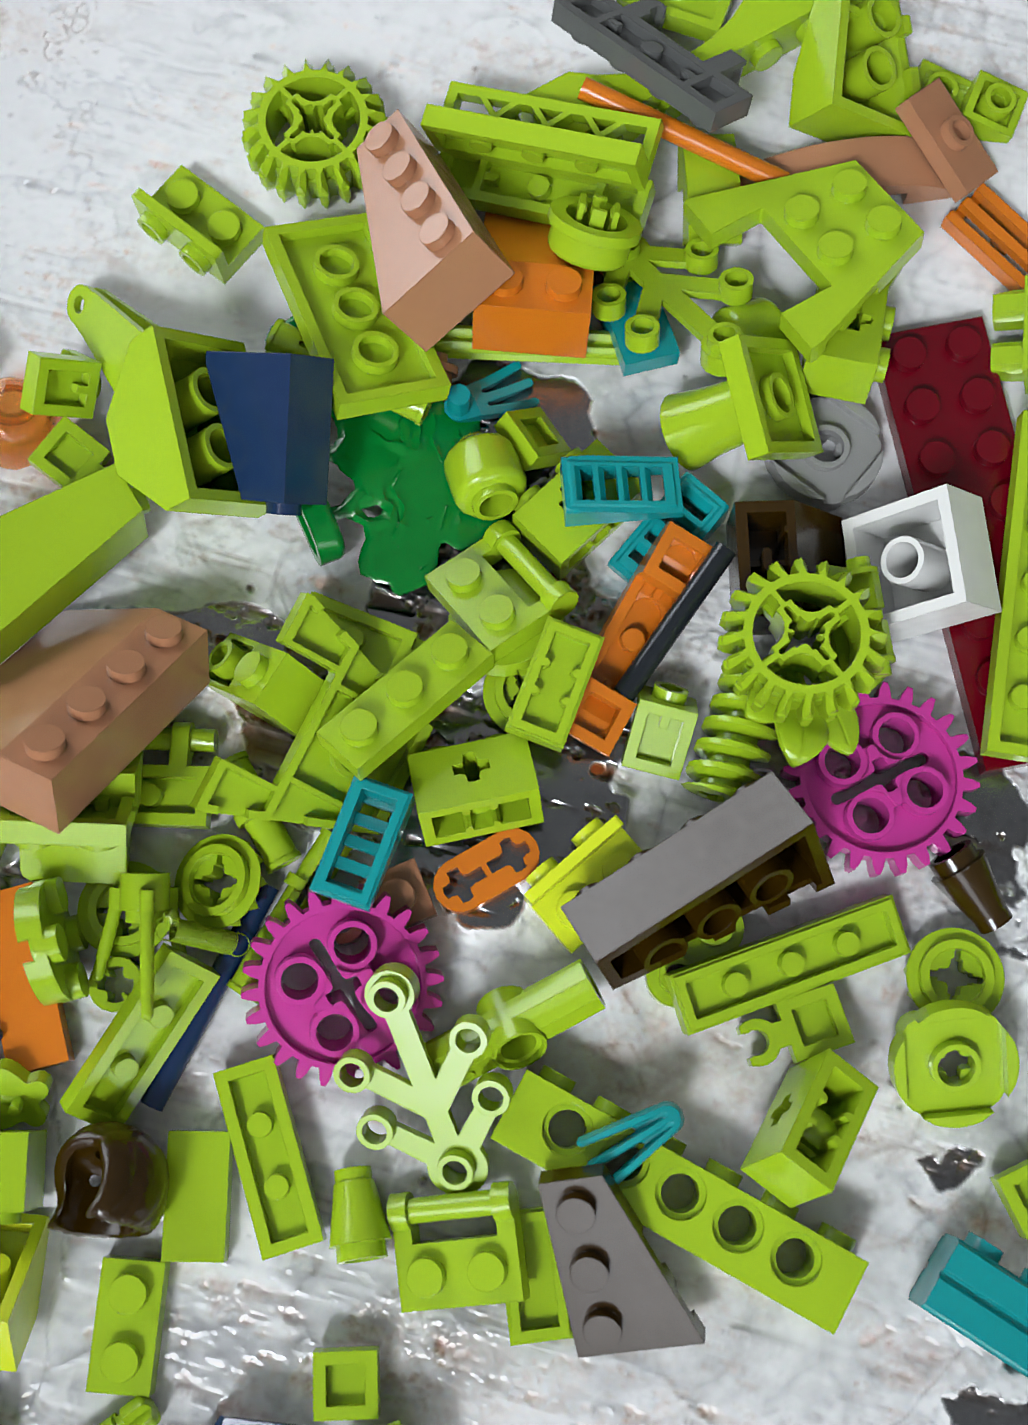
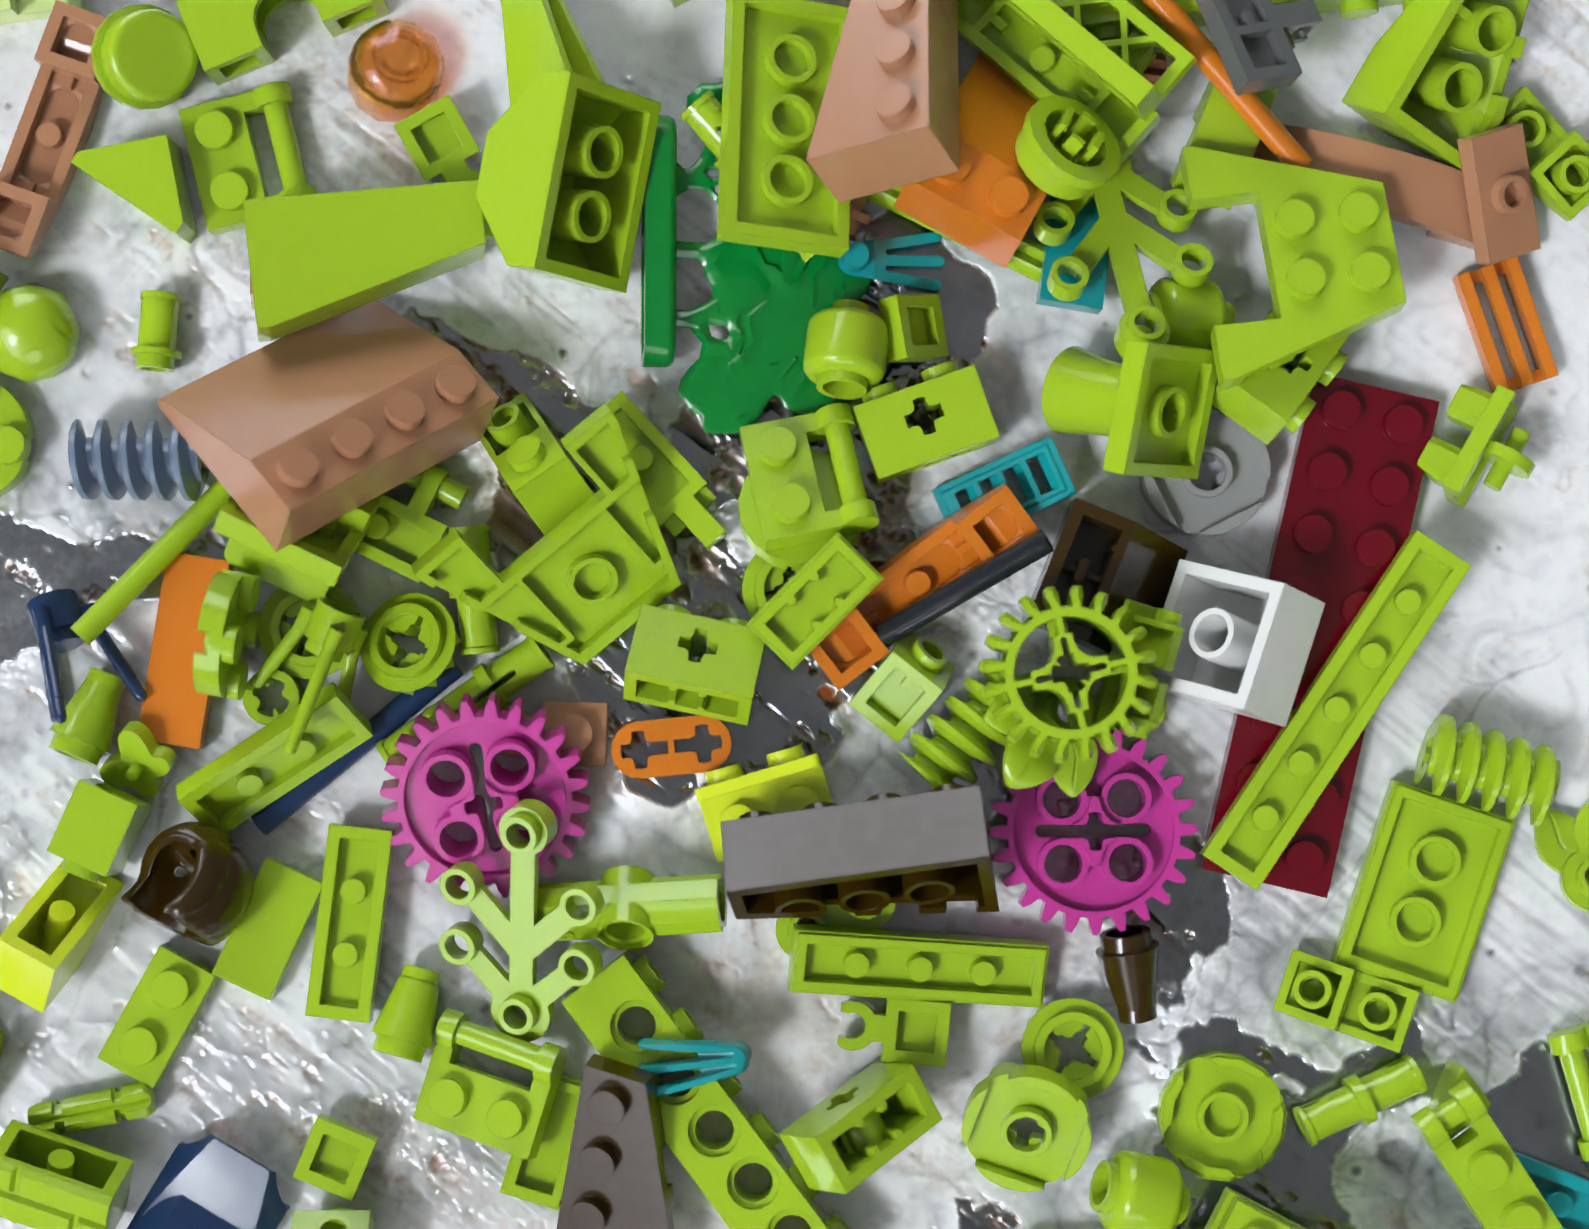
camera: 30 degrees right, 10 degrees up
(61, 384) = (459, 62): lime bracket -> none
(203, 936) = (372, 692): lime piece -> none
(276, 425) = (653, 216): dark blue slope -> none
(378, 795) = (598, 636): teal slope -> none
(405, 699) = (663, 552): lime plate -> none
(600, 510) = (956, 401): teal slope -> none

